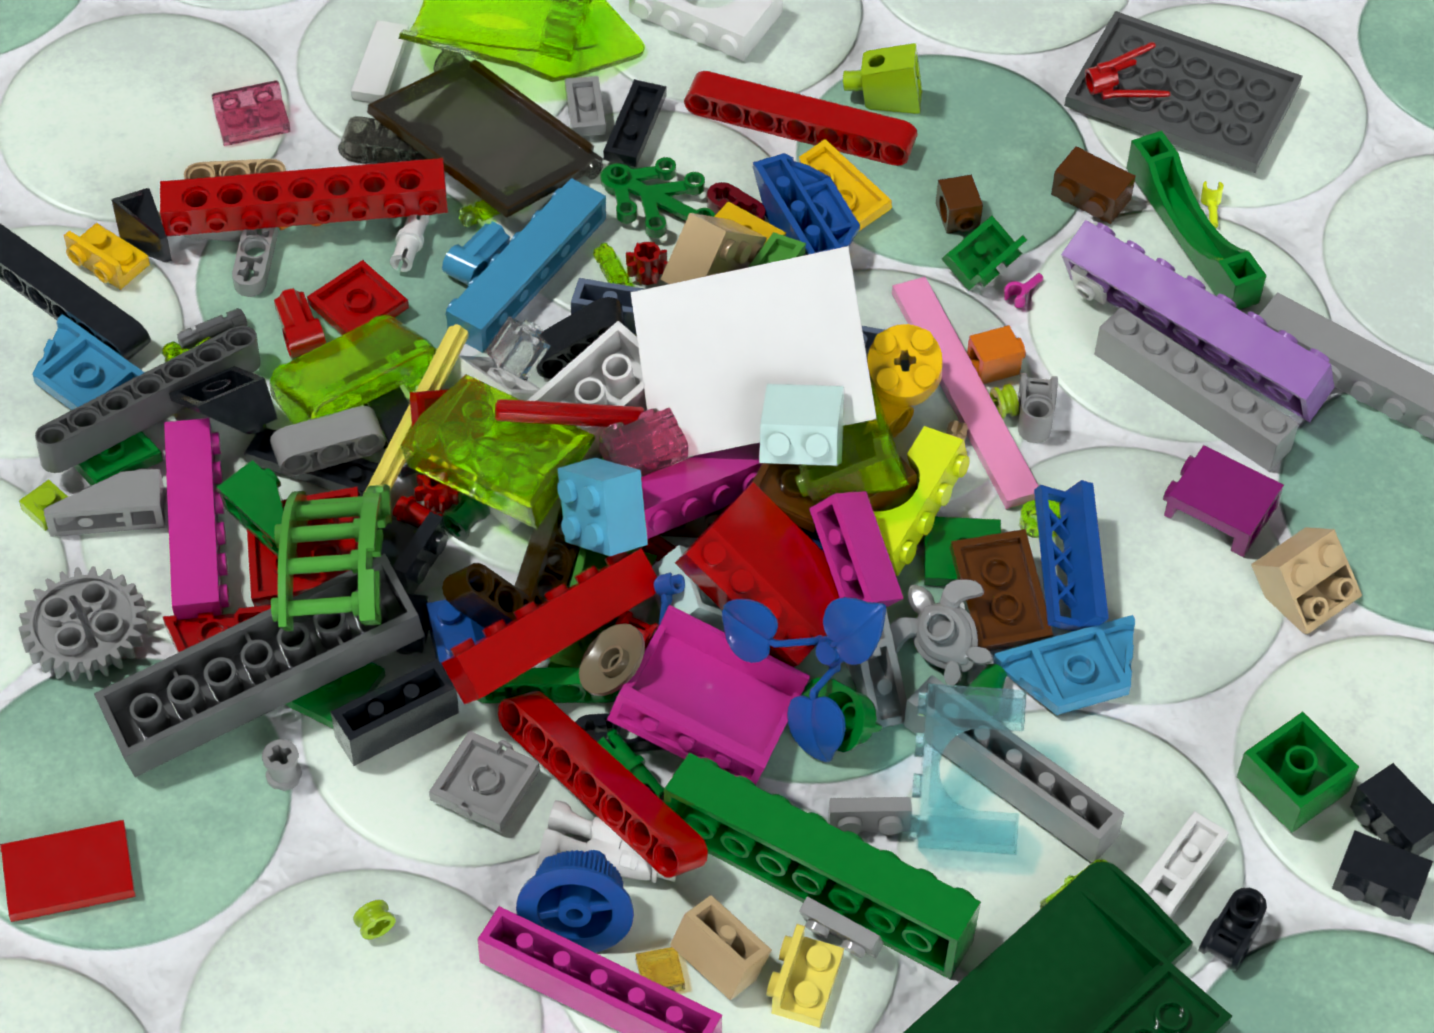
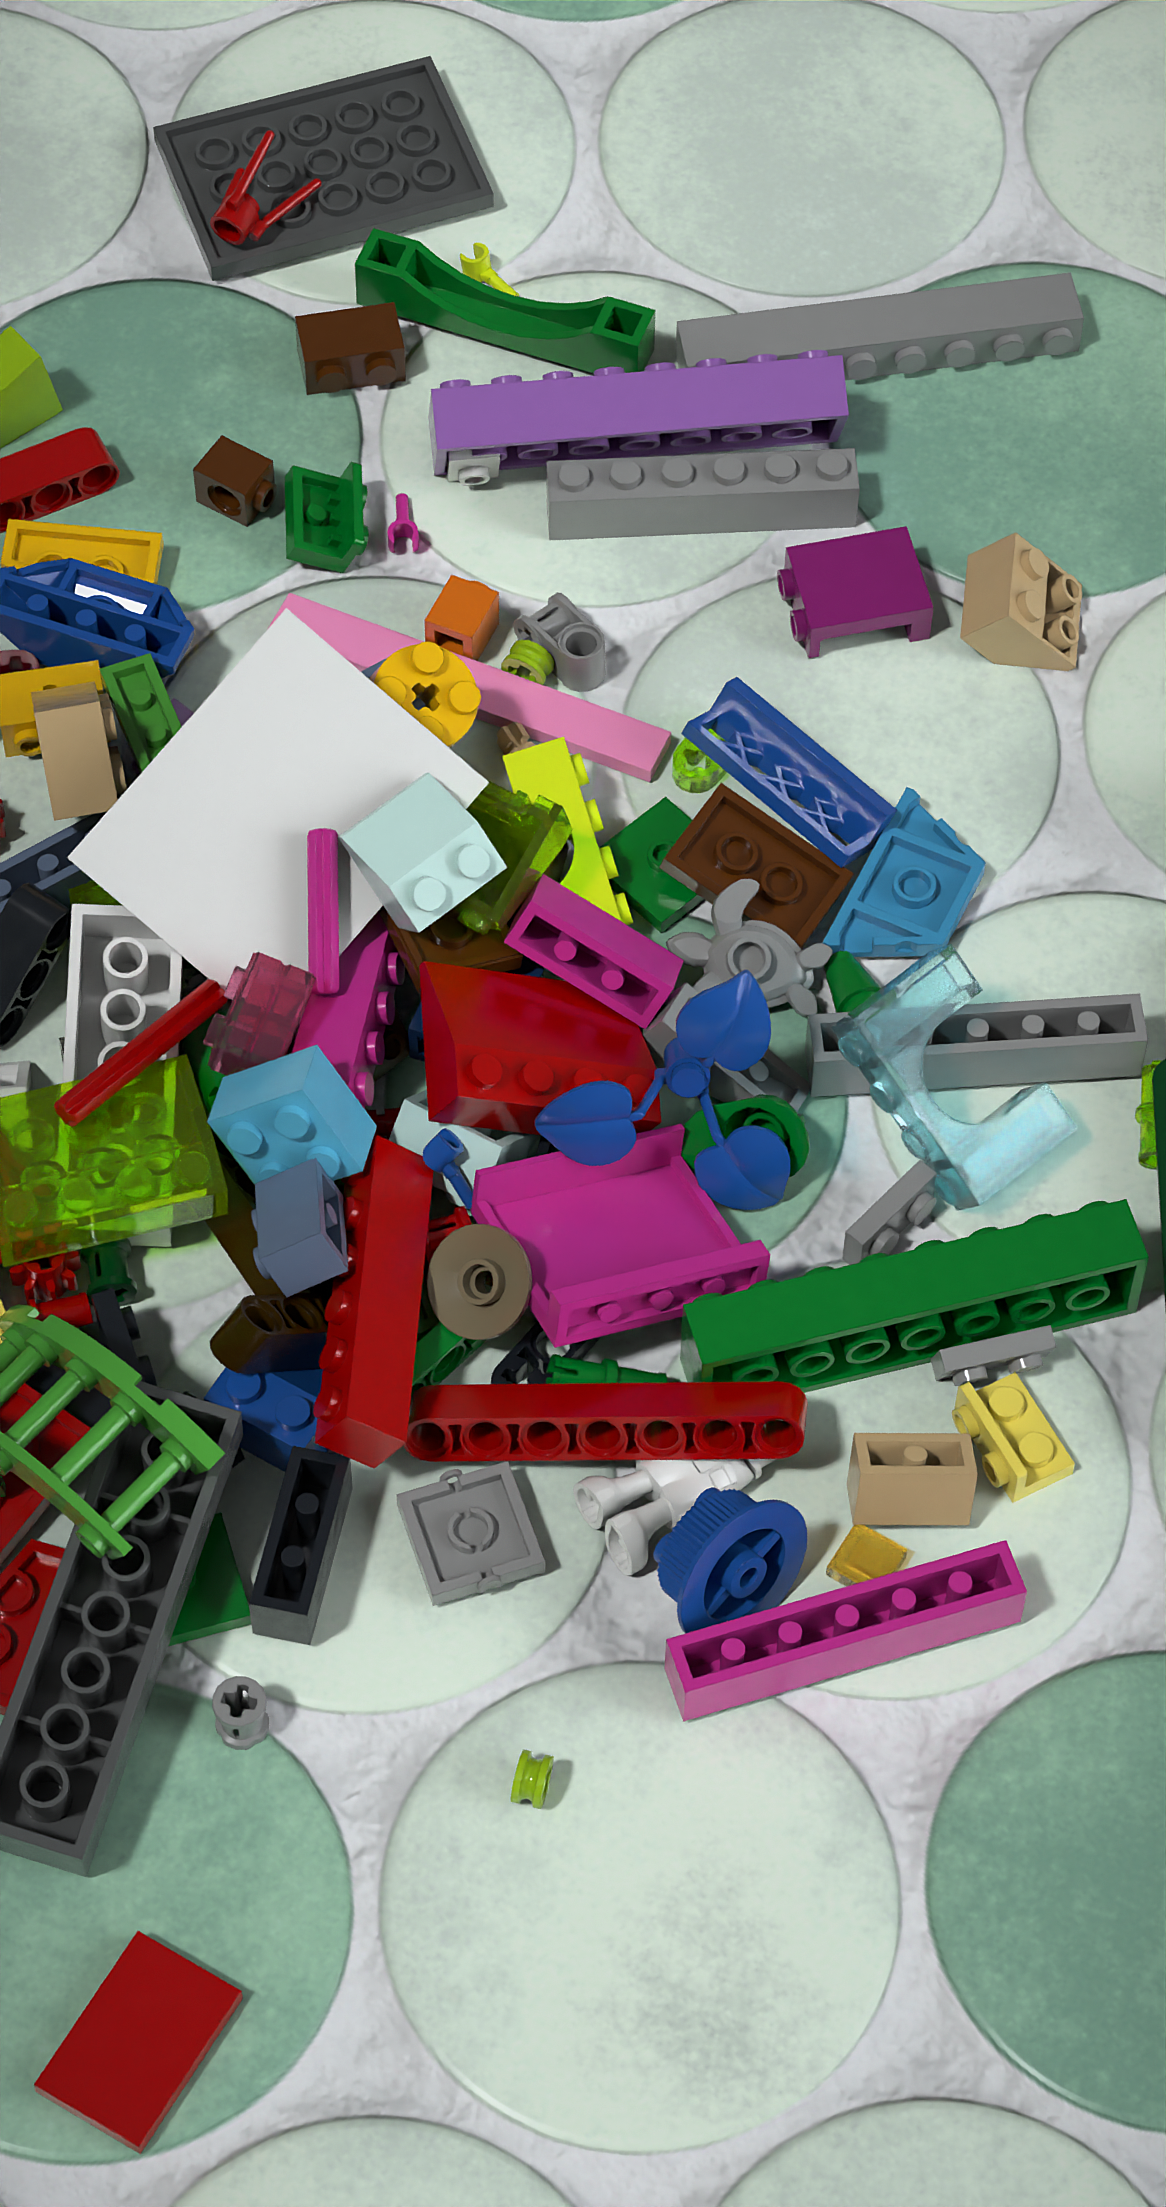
camera: 45 degrees left, 5 degrees up
(549, 557) = (299, 1228): none -> sand blue brick
(729, 418) = (323, 910): none -> dark pink axle

